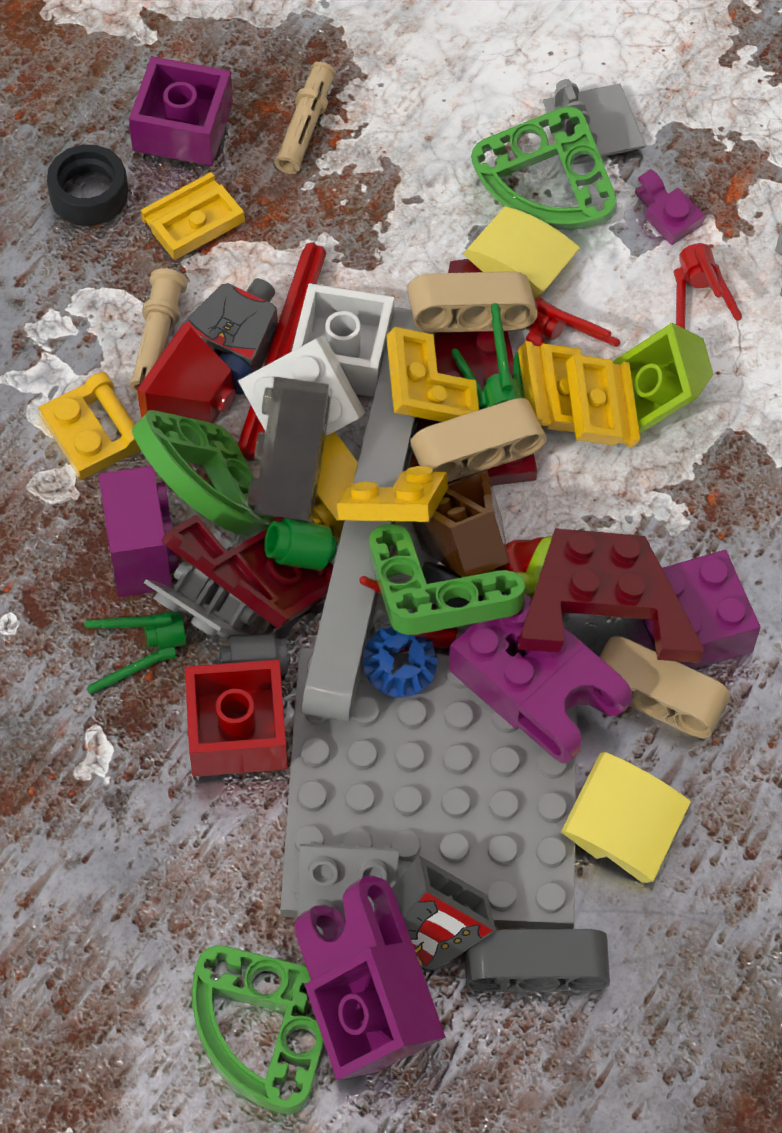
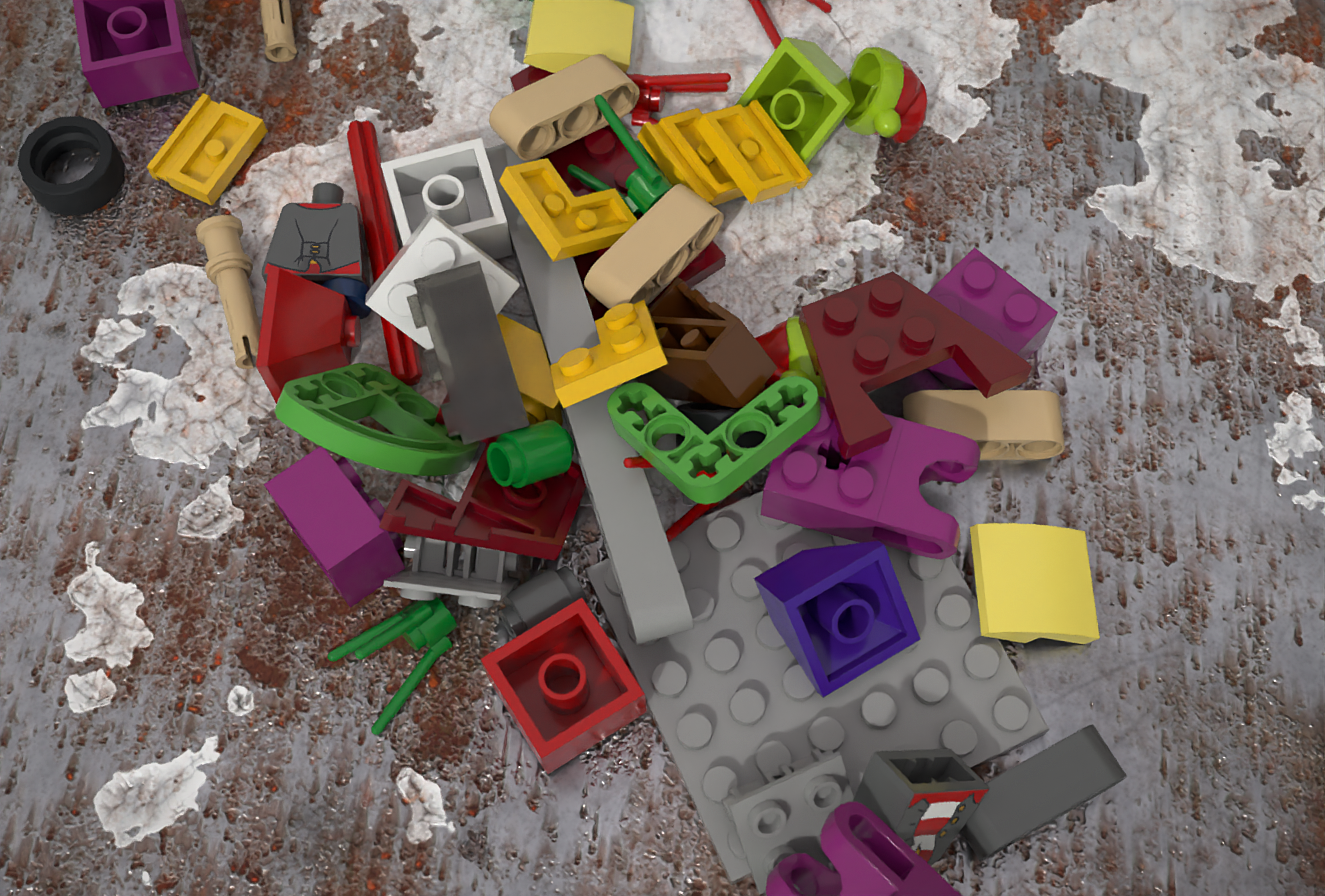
camera: 25 degrees left, 5 degrees up
(80, 432) = (207, 441): yellow plate -> none
(407, 680) = (690, 546): blue gear -> none
(461, 760) = (838, 611): none -> dark purple slope
(733, 407) = (886, 96): none -> lime piece

